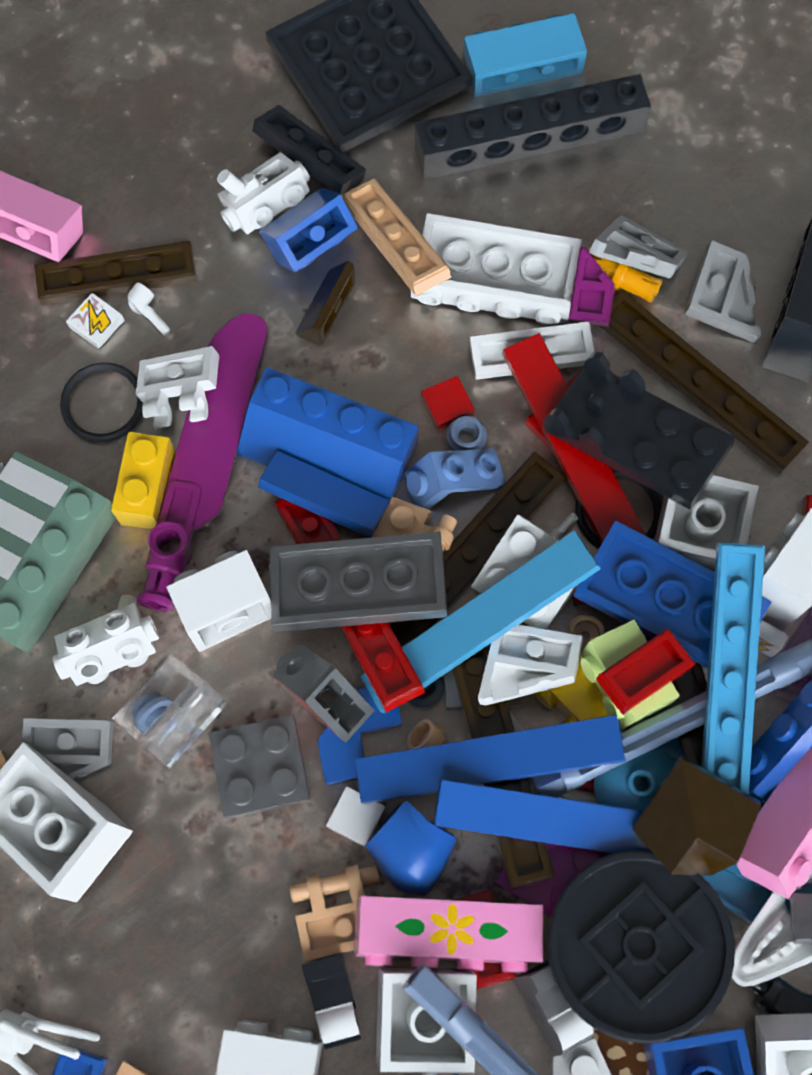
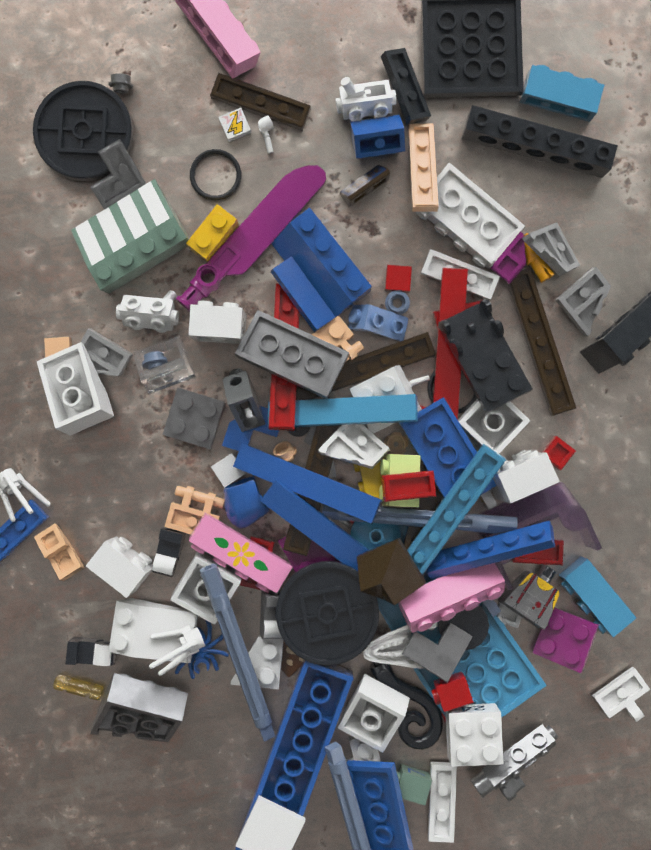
camera: 25 degrees right, 15 degrees up
(173, 375) = (262, 183): white plate -> none

